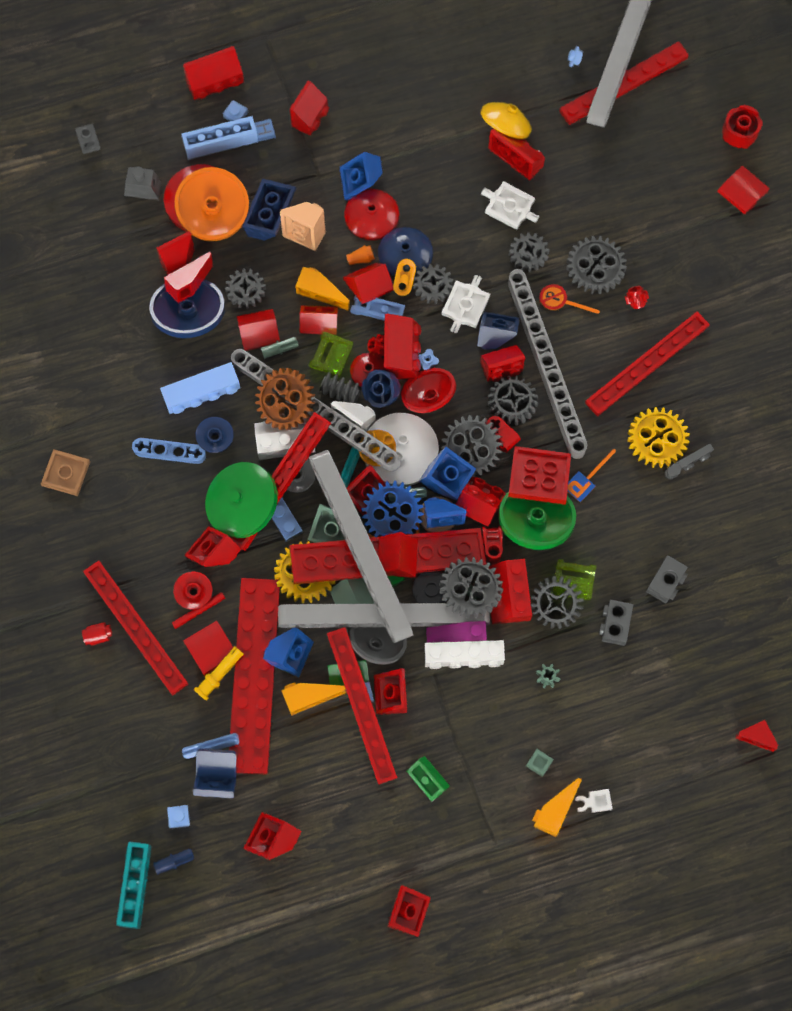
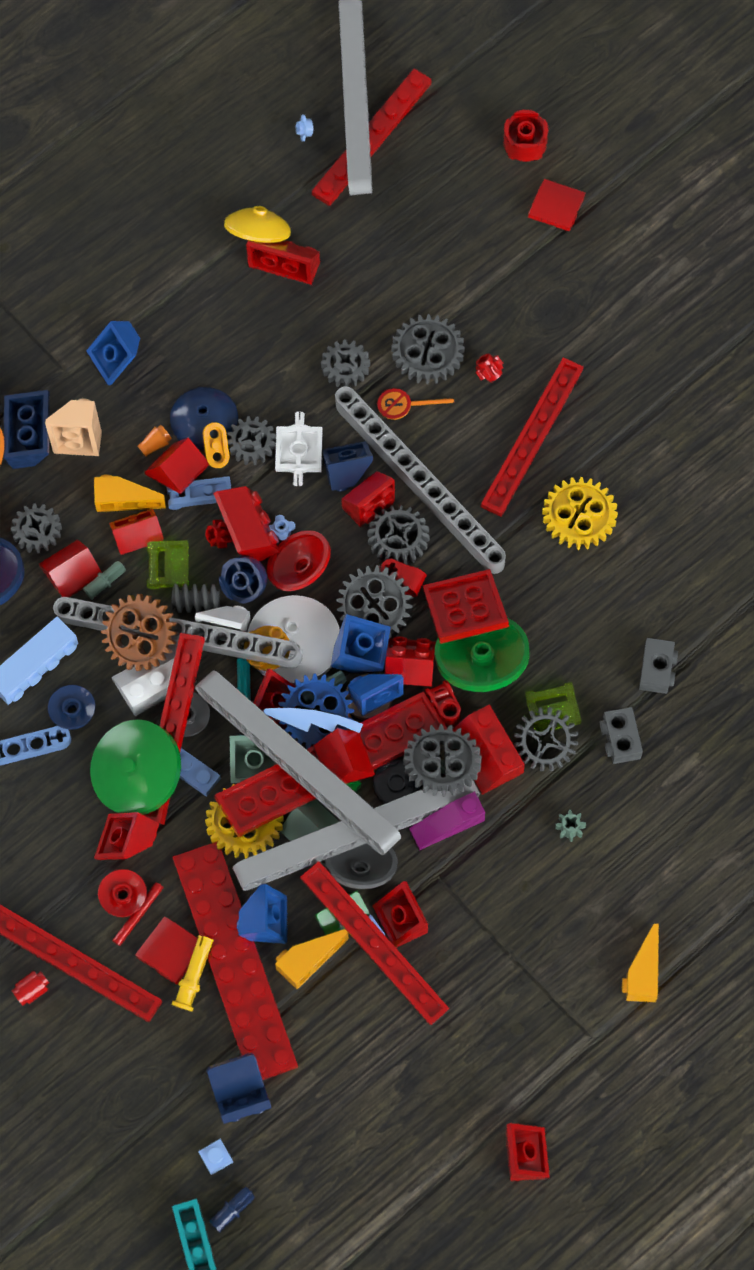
camera: 20 degrees left, 5 degrees down
(215, 744) = (228, 1052): medium blue axle -> none
(271, 837) = (334, 1133): red slope -> none
(308, 109) = (24, 298): red slope -> none
(358, 371) = (205, 568): red dish -> none
(375, 223) = (147, 401): red dish -> none
(380, 513) = (304, 717): none -> light blue slope
(428, 778) = (483, 996): green slope -> none
(464, 654) = (465, 839): white brick -> none
(510, 205) = (301, 320): white plate -> none
(539, 762) = (602, 926): sand green tile -> none
(580, 485) = (515, 600): piece -> none
(597, 800) = (685, 941): white plate -> none
(688, 462) = (625, 527): dark grey hinge -> none

